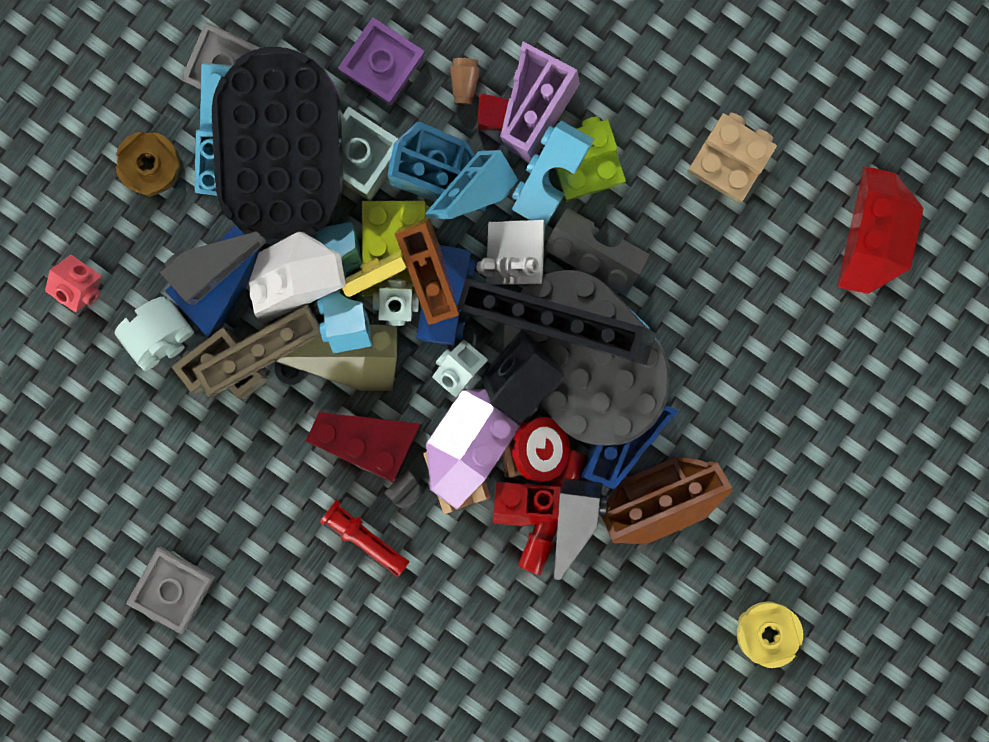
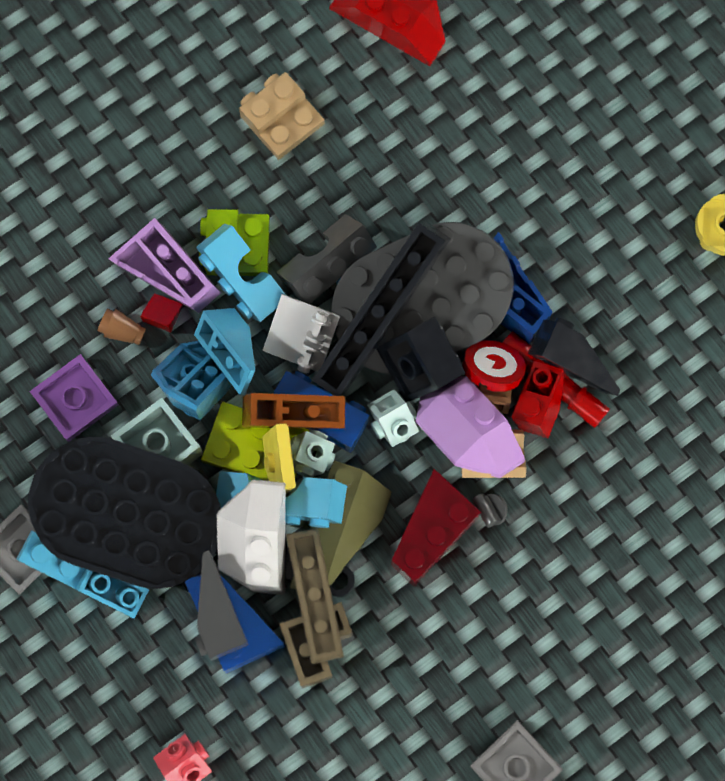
camera: 70 degrees left, 10 degrees down
(154, 332) = (261, 696): light aqua brick -> none
(166, 164) = (72, 646): pearl gold plate -> none
(353, 530) = (514, 569): red pin -> none
(664, 500) = (575, 271): dark orange wedge -> none

